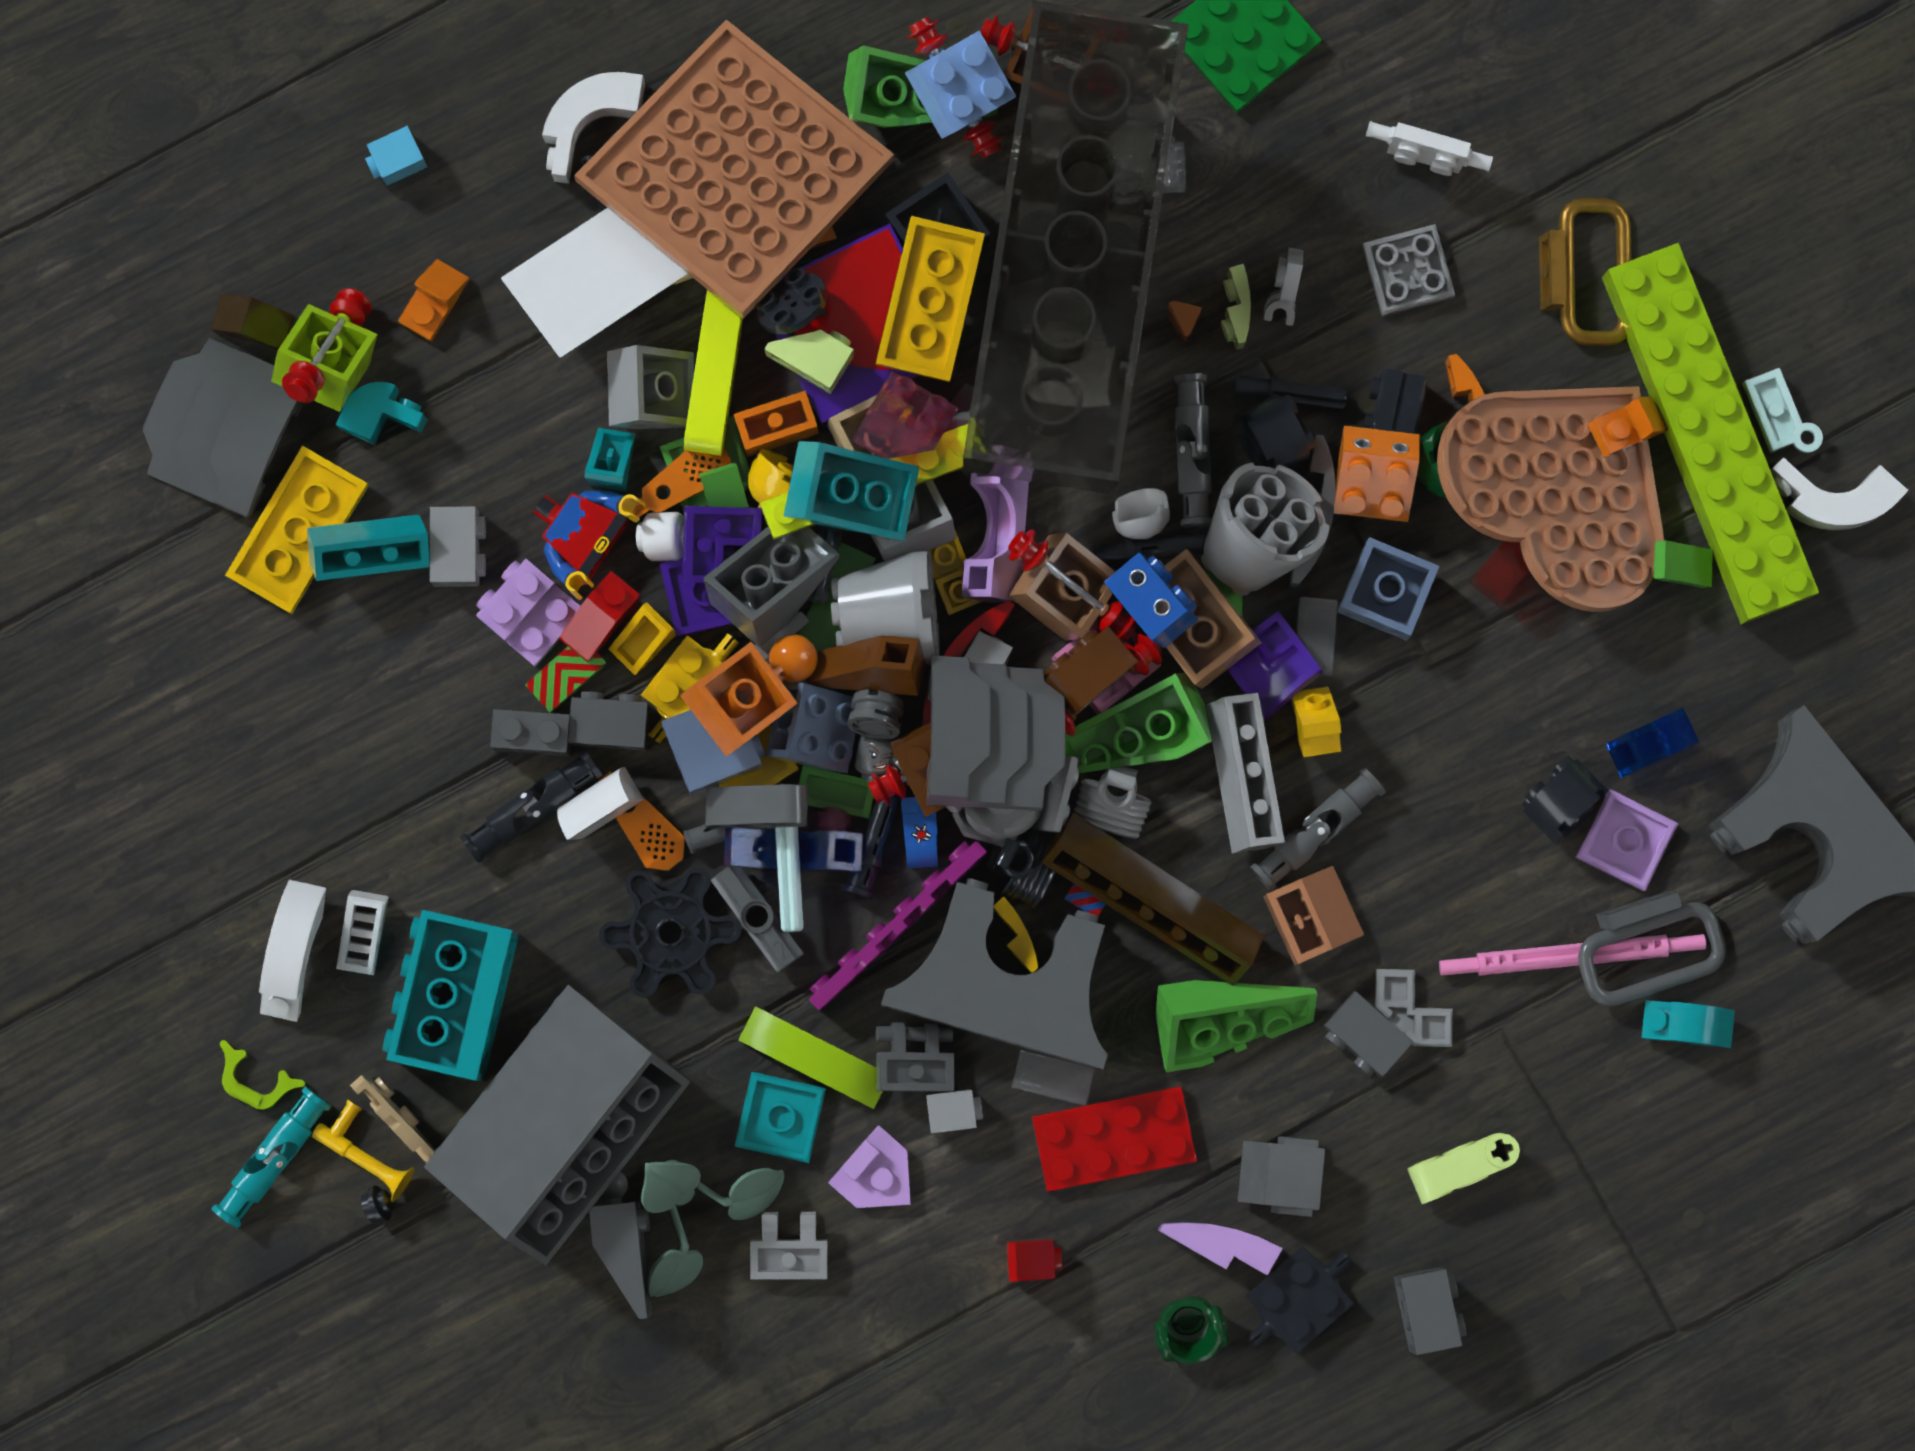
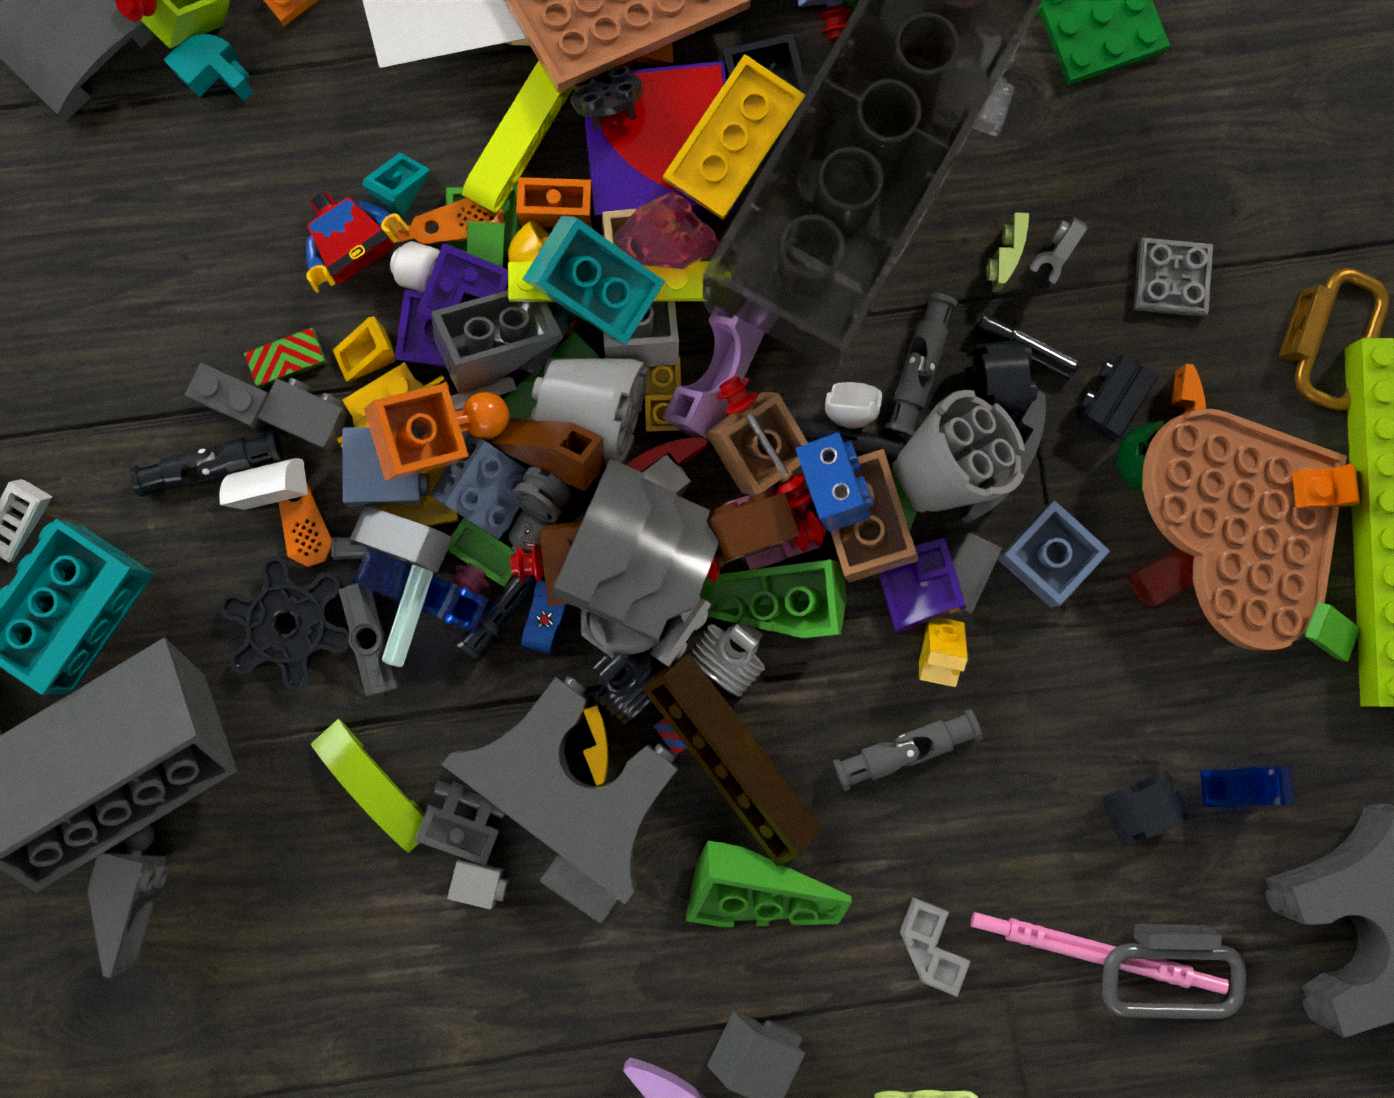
camera: 20 degrees right, 0 degrees up
(276, 551) = (97, 143): yellow plate -> none
(368, 547) = (146, 177): teal brick -> none
(455, 546) = (230, 208): light grey brick -> none
(527, 611) = (273, 289): lavender plate -> none
(600, 616) = (331, 316): red slope -> none
(649, 387) = (453, 129): light grey slope -> none
(674, 1184) = (196, 857): sand green plant -> none
(780, 1117) = (321, 828): teal tile -> none
(789, 1257) = (278, 962): light grey plate -> none
(814, 356) = (609, 150): yellowish green slope -> none
(875, 1173) = (387, 913): lavender plate -> none
(907, 913) = (506, 686): magenta wing -> none
(1033, 1260) = (495, 1051): red slope -> none
(1114, 1139) = (615, 963): red plate -> none
(1183, 318) = (955, 244): dark orange slope -> none
(1245, 773) = (860, 674): light grey brick -> none
(1313, 915) = (874, 829): nougat slope -> none
(1366, 1035) = (883, 957): dark grey piece -> none
(1376, 473) = (1082, 445): orange piece -> none
(1419, 145) = (1235, 171): white plate -> none
(1627, 840) = (1187, 866): lavender tile -> none
(1688, 1023) = (1184, 1060): teal brick -> none

